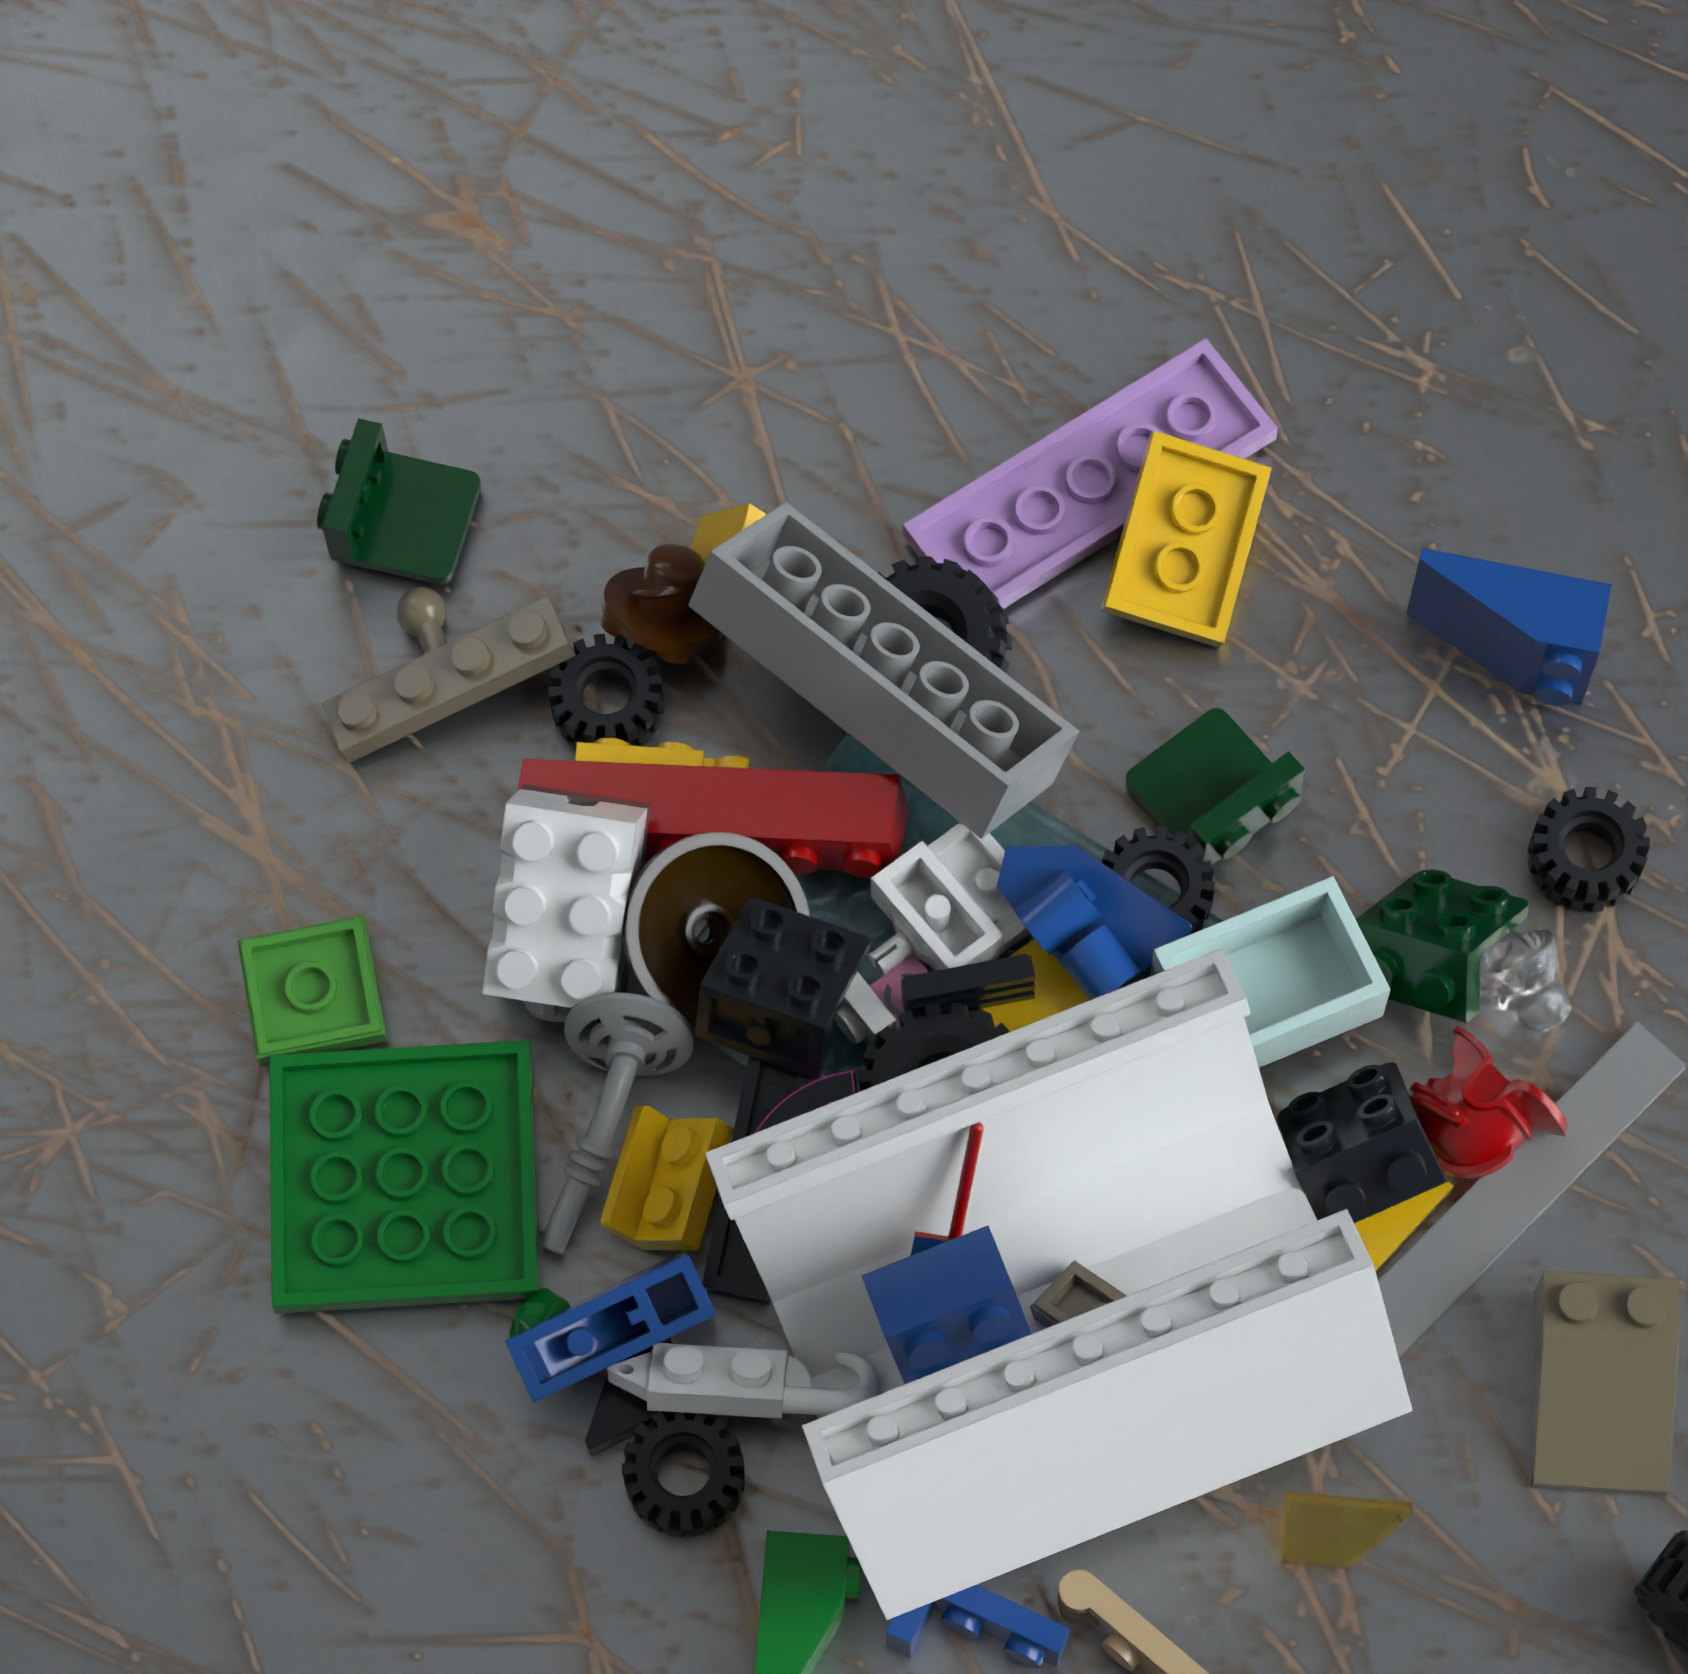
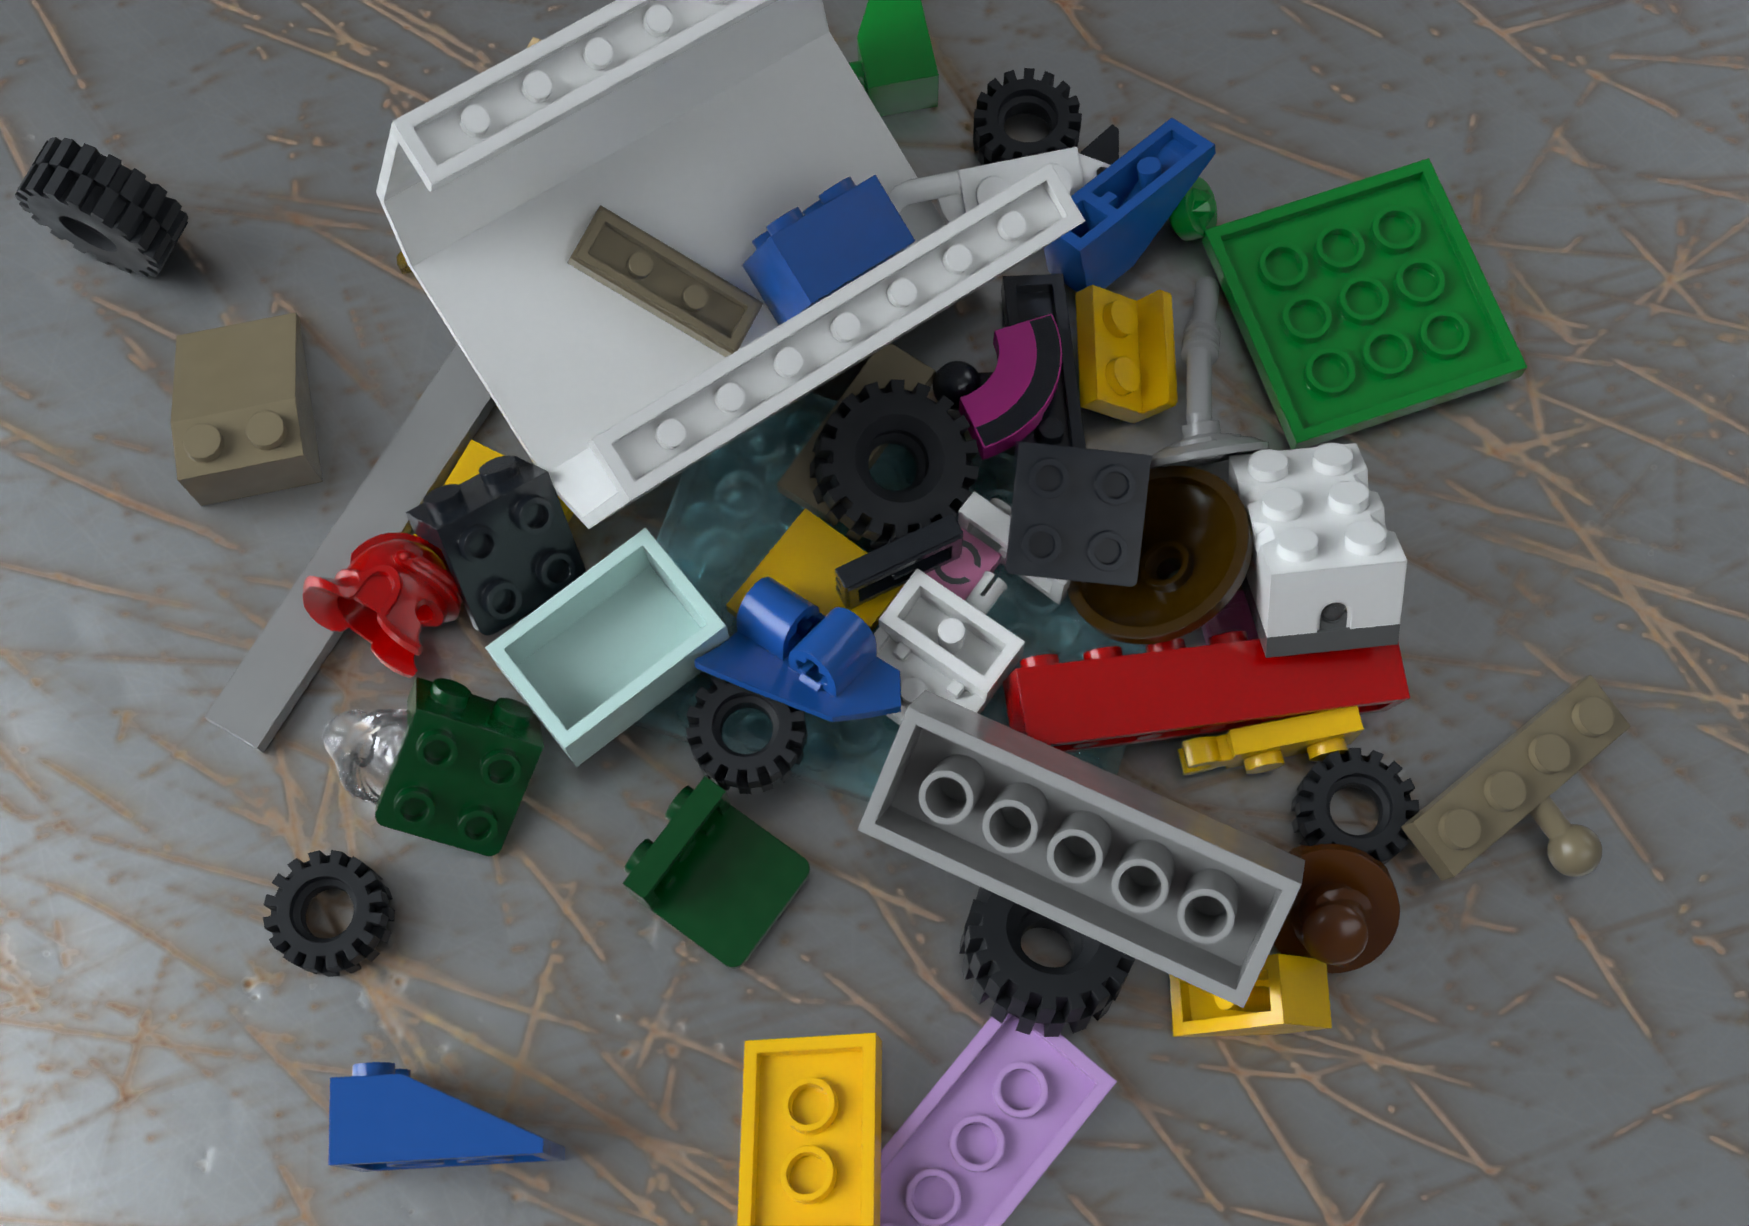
camera: 165 degrees right, 5 degrees up
(312, 989) = (1515, 445): bright green plate -> none
(396, 509) = (1650, 956): dark green bracket -> none

